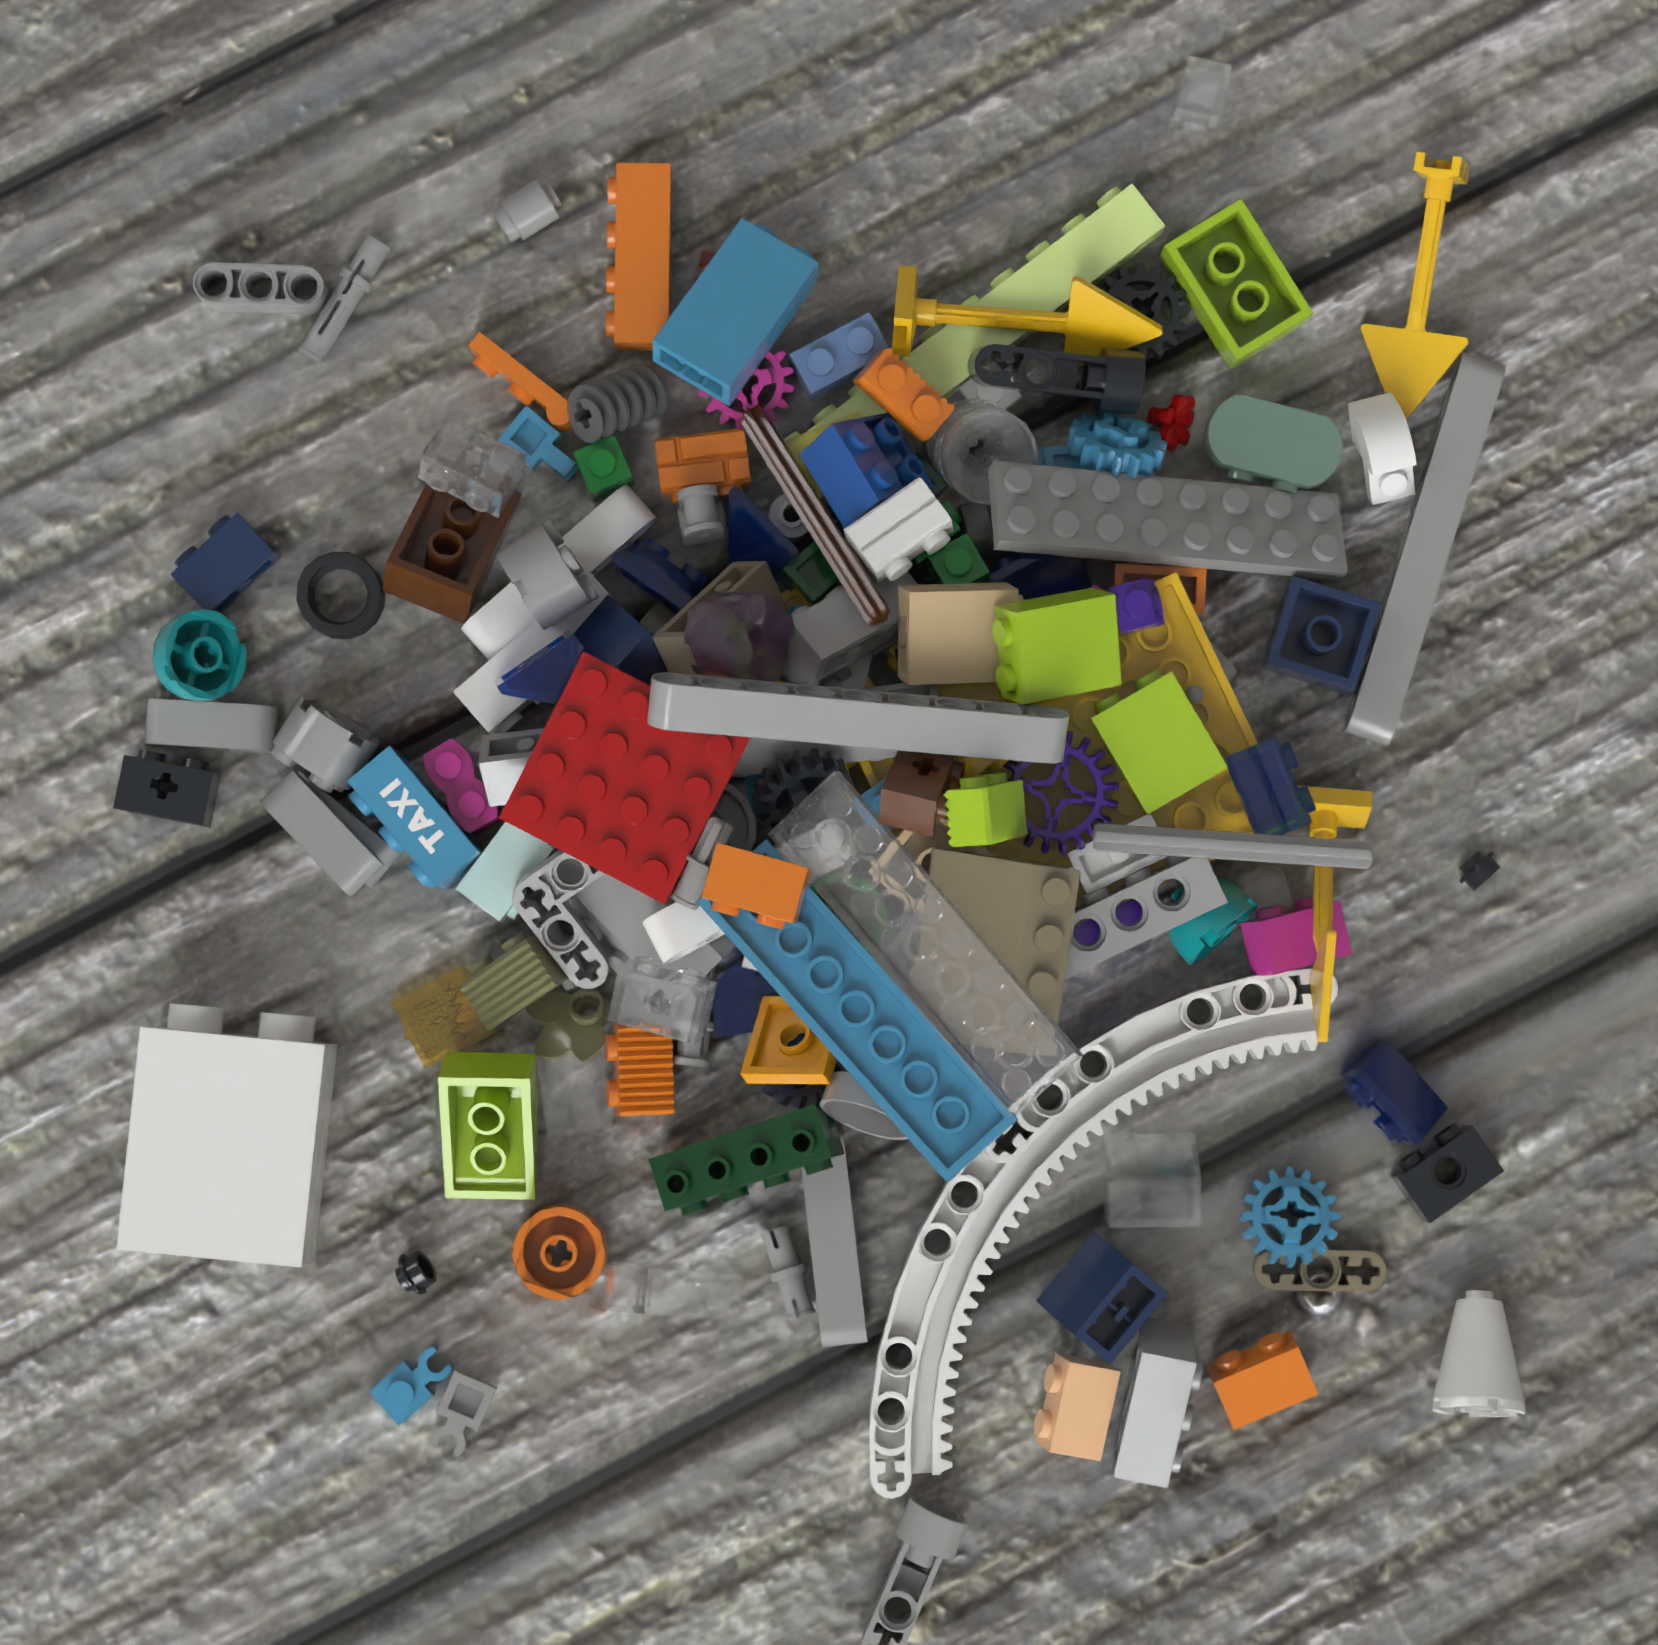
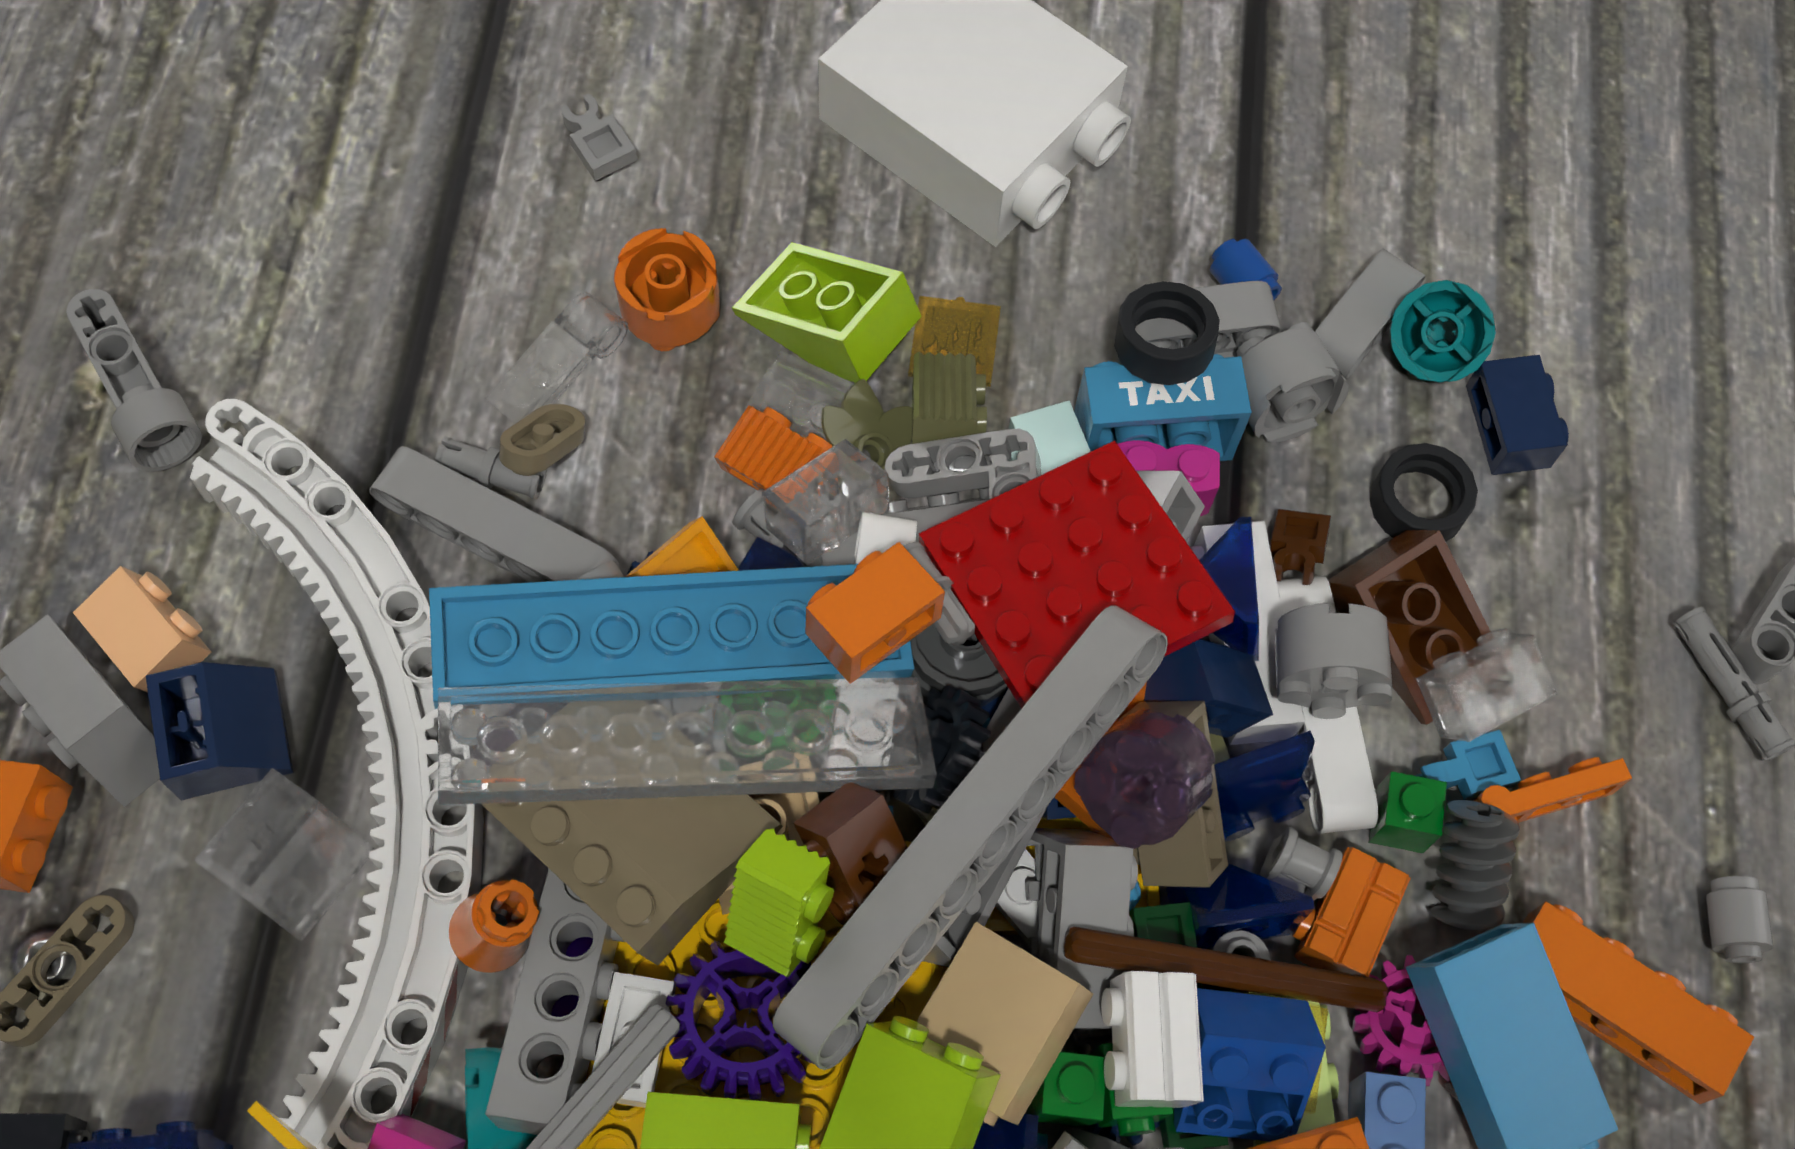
camera: 125 degrees right, 20 degrees down
(140, 792) = (1327, 243): black brick -> none
(239, 835) = (1242, 262): none -> blue brick
(337, 845) = (1171, 302): none -> black tyre
(407, 1388) = (652, 117): dark azure plate -> none
(415, 1272) = (745, 177): black plate -> none
(446, 661) = (1299, 542): none -> reddish brown plate
(745, 1157) = (621, 485): dark green brick -> none
(747, 1248) = (541, 438): none -> dark tan plate
(1110, 1014) = (484, 942): none -> orange plant
(1289, 1197) = (112, 992): dark azure gear -> none

